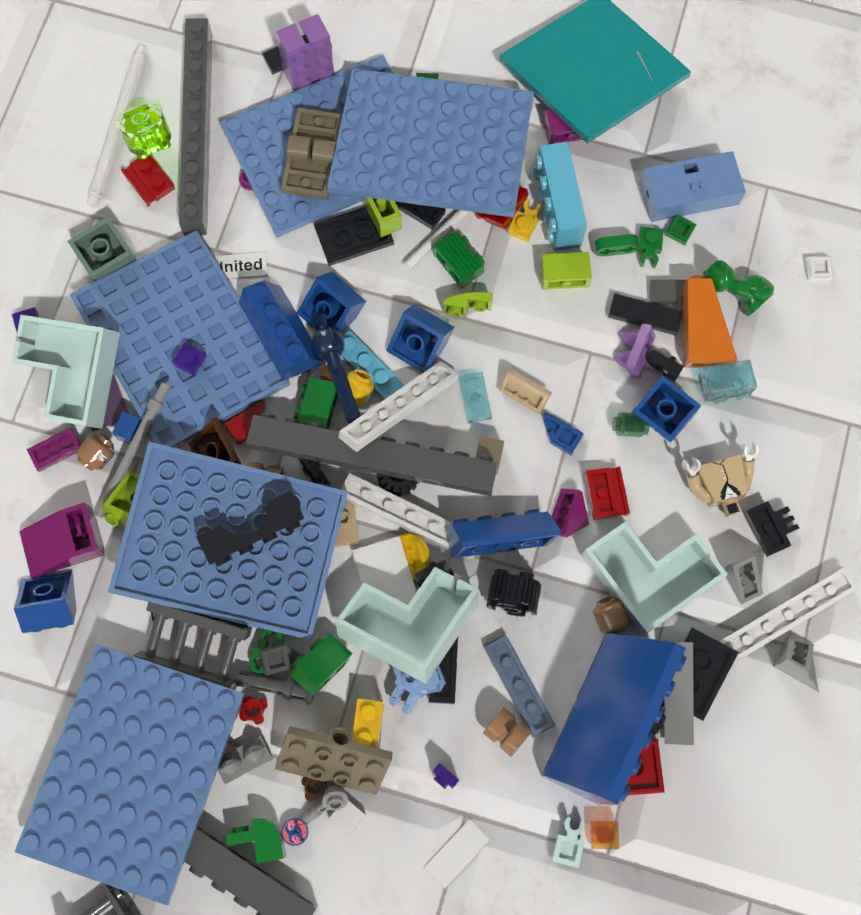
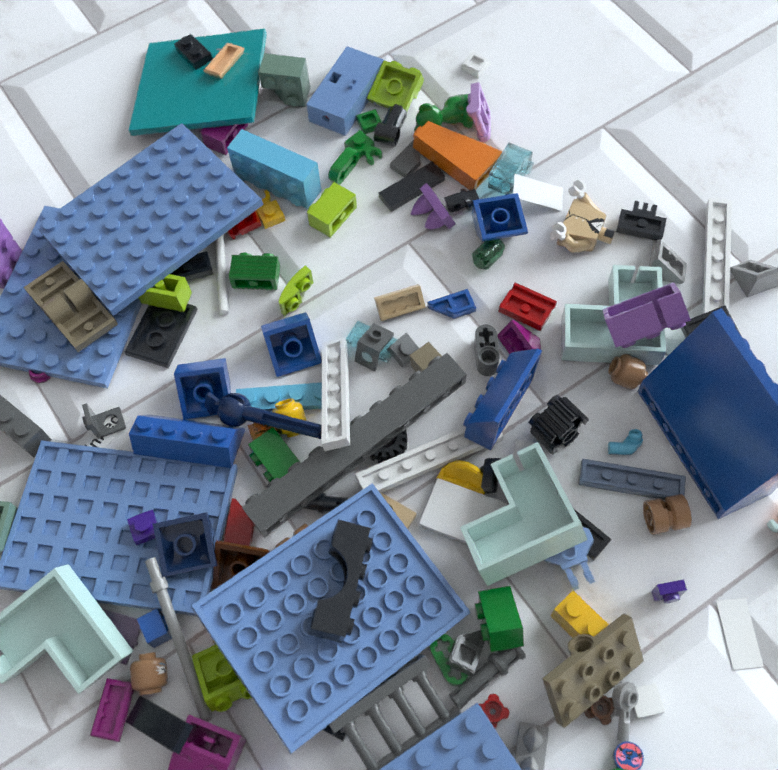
camera: 45 degrees left, 10 degrees down
(65, 488) = (159, 724): none -> black tile
(197, 397) = (185, 544): none -> dark blue slope
(241, 254) = (96, 422): none -> dark grey bracket
(469, 399) = (373, 343): none -> dark grey bracket
(486, 426) = (403, 349): none -> dark grey plate
(533, 489) = (486, 352): none -> dark grey beam
(547, 662) = (628, 446): none -> medium azure arm
(617, 36) = (193, 51): none -> black plate
(627, 68) = (224, 60): none -> light nougat tile
(658, 130) = (286, 77): none -> sand green slope
(659, 593) = (646, 315): none -> medium lavender piece
(682, 253) = (389, 130): none -> black piece
(724, 420) = (538, 192): none -> white sticker
(731, 223) = (395, 85): none -> lime plate
(768, 312) = (480, 112): none -> lavender plate

